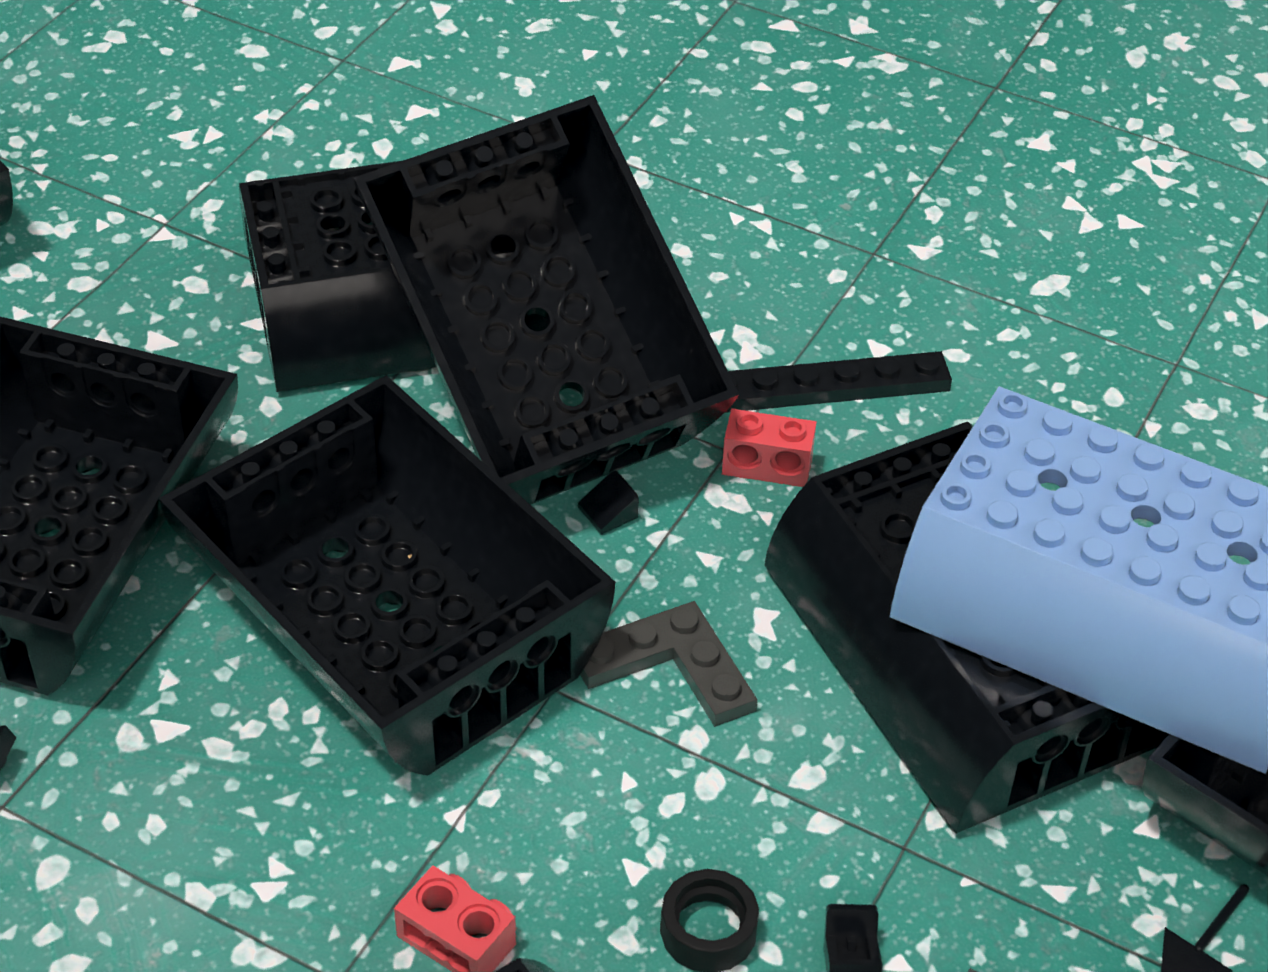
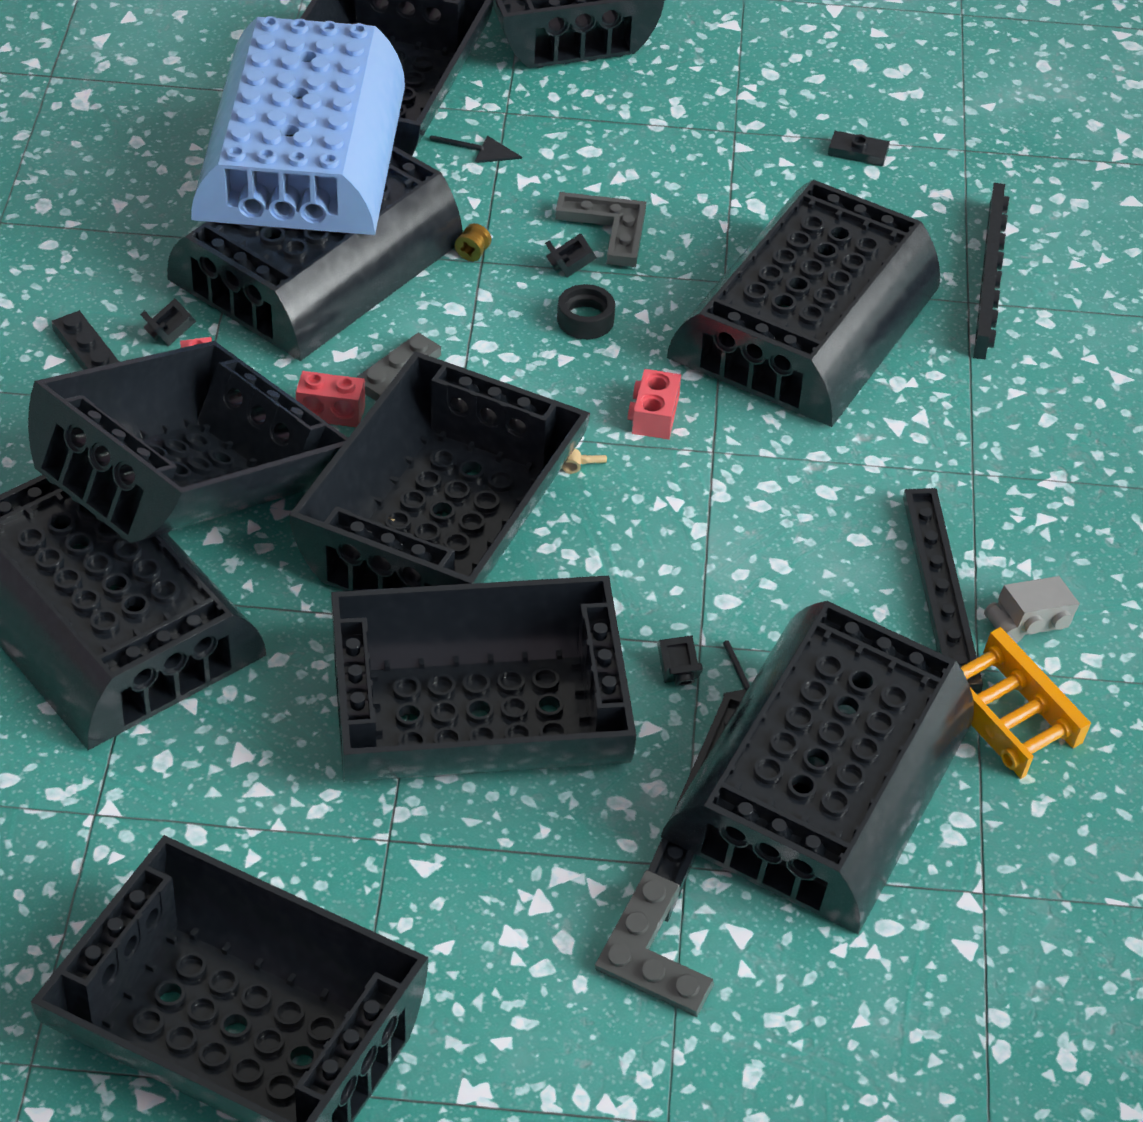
camera: 115 degrees left, 0 degrees up
(411, 790) = (575, 460): none -> tan hand
(656, 555) = (333, 397): none -> coral brick
(882, 432) = (169, 322): none -> black bracket
(932, 830) = (473, 242): none -> pearl gold wheel

